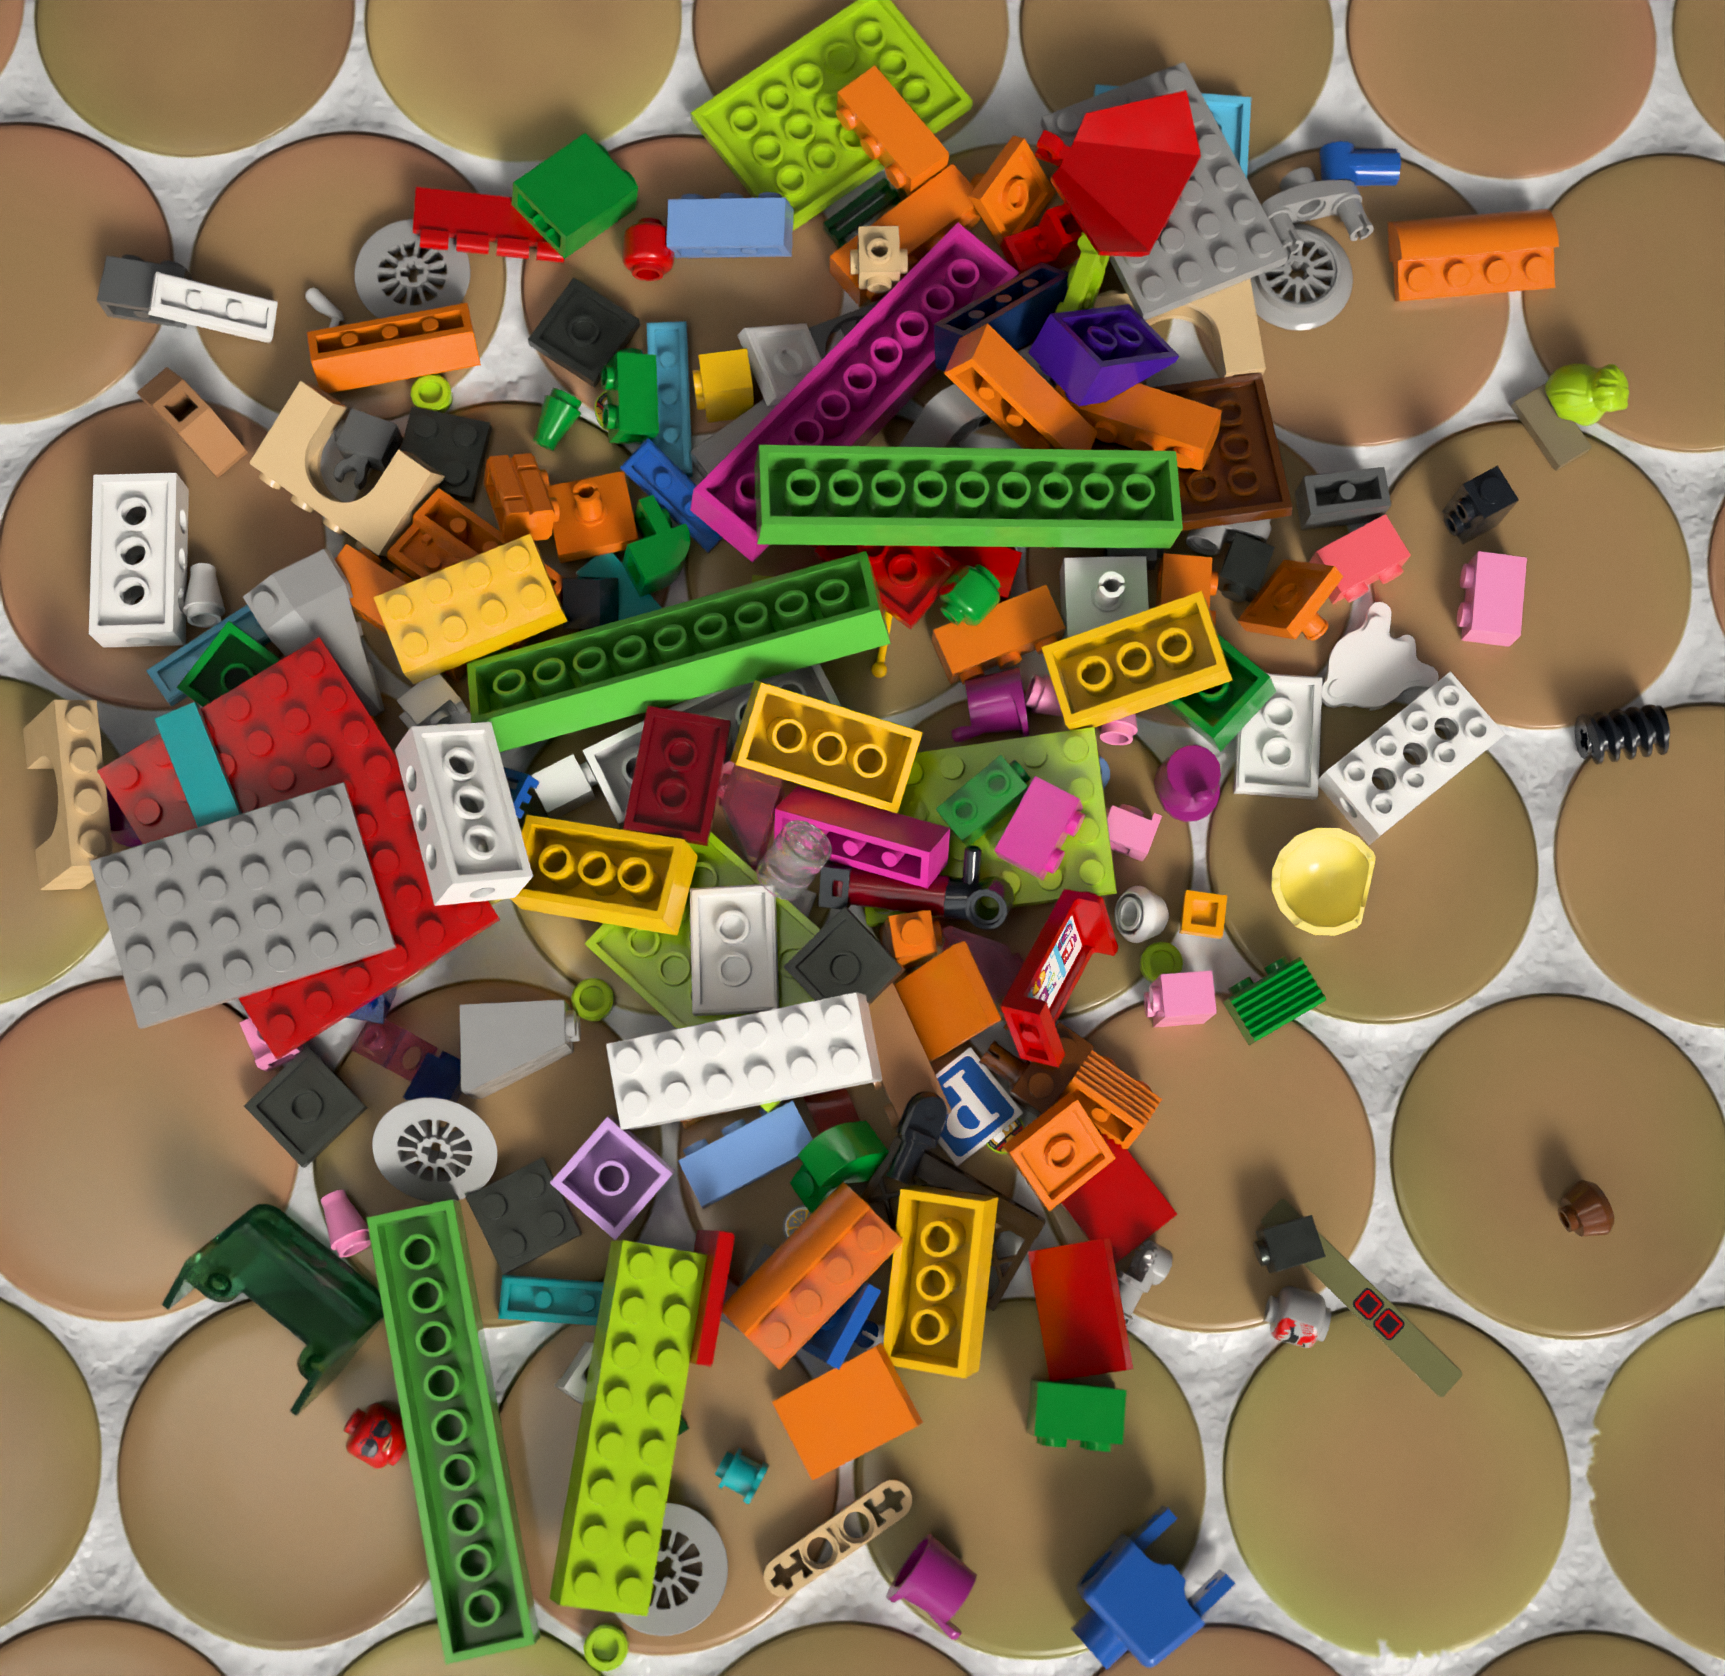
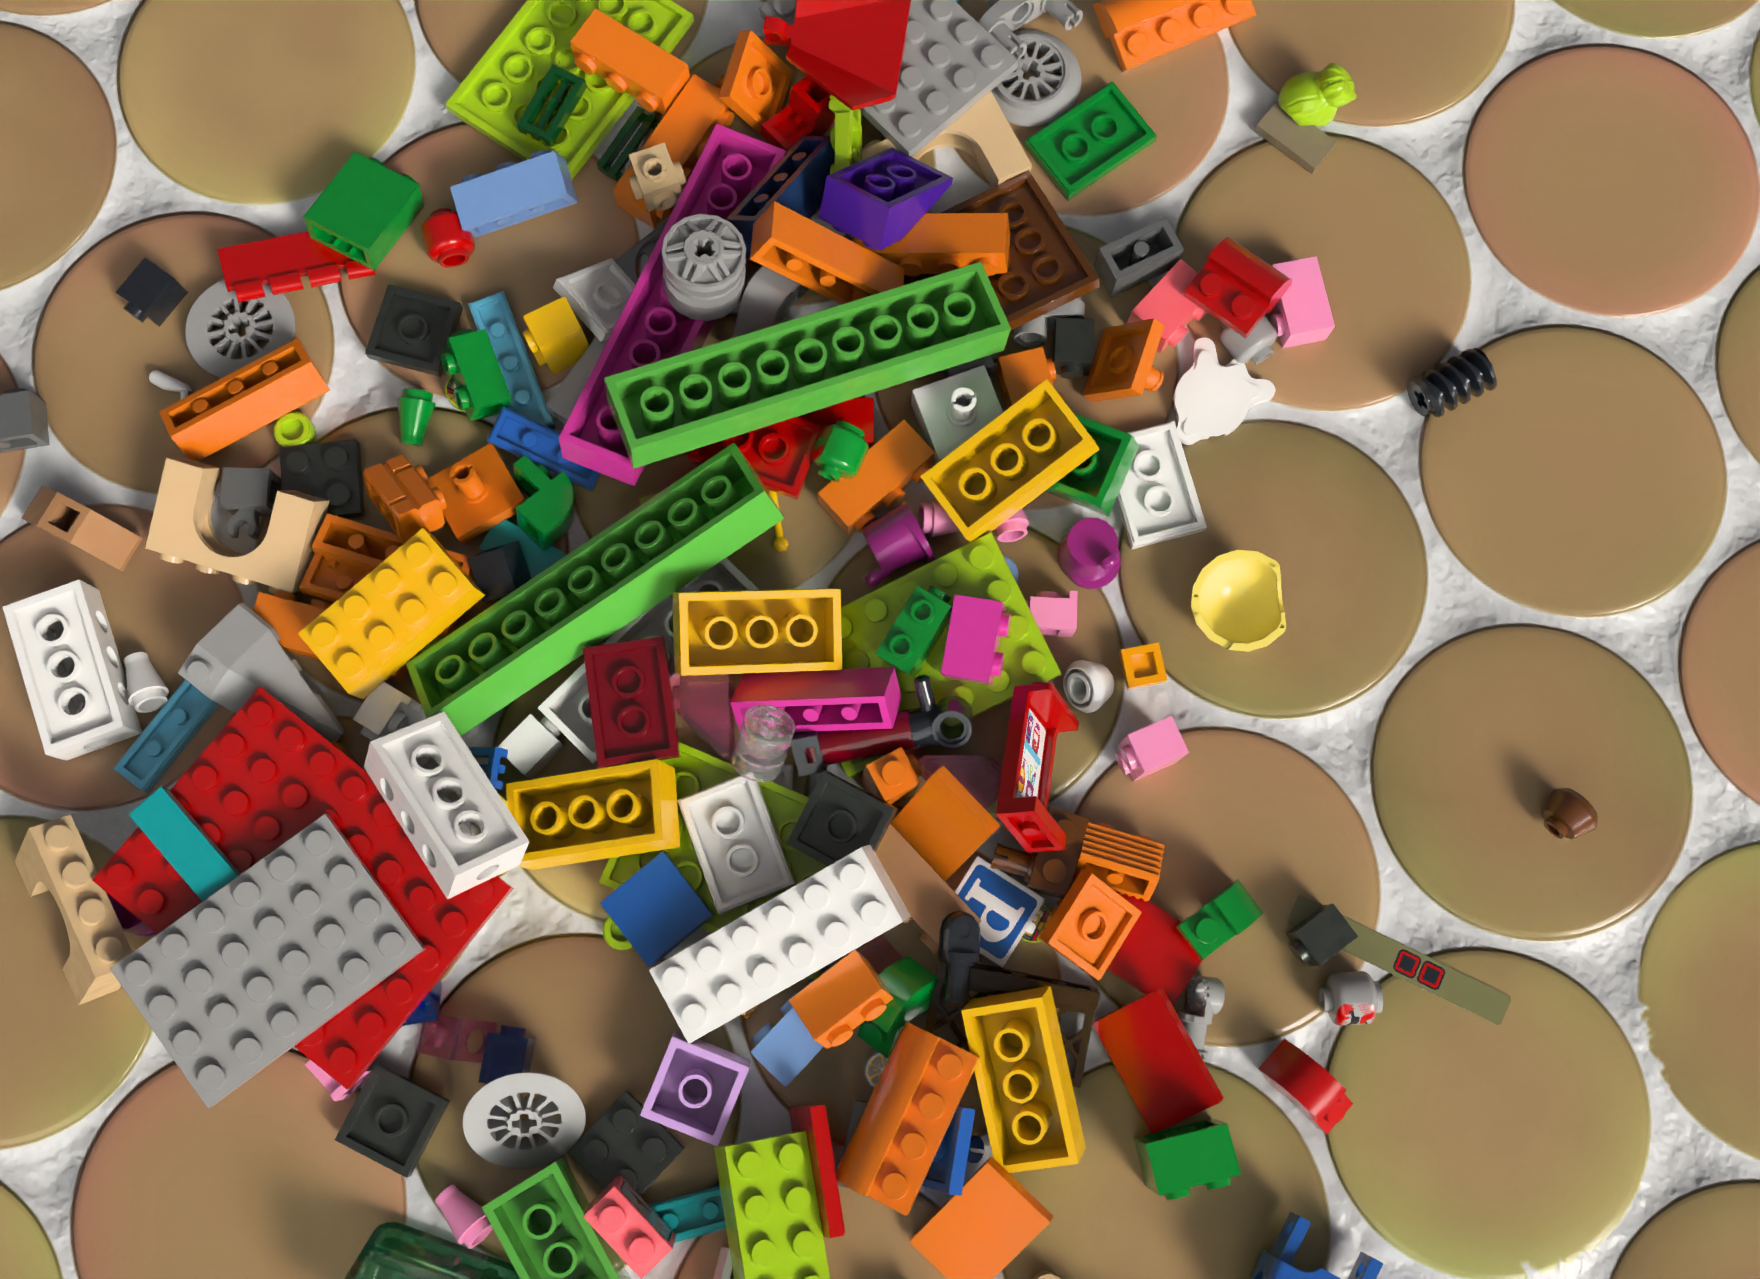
camera: 15 degrees left, 0 degrees up
(212, 307) = (65, 418): white tile -> none
(225, 665) = (182, 739): green brick -> none
(335, 209) = (150, 293): none -> black brick
(504, 1288) = (630, 1226): none -> coral brick
(512, 1041) = (561, 996): light grey slope -> none
(633, 988) = (657, 909): none -> blue tile
(775, 172) = (538, 132): none -> dark green tile
(785, 1138) = (841, 1000): none -> orange brick
(895, 365) = (704, 267): none -> light grey wheel
(1160, 959) = (1119, 721): lime tile -> none
(1191, 1191) = (1220, 919): none -> green brick
(1222, 1387) = (1306, 1085): none -> red brick
(1273, 1000) = (1231, 721): green brick -> none
(1336, 362) = (1090, 140): none -> green tile
(1411, 731) = (1319, 430): white brick -> none
(1429, 616) = (1253, 348): none -> light grey head
(1432, 562) = (1237, 287): none -> red brick
(1479, 505) = (1261, 220): black brick -> none

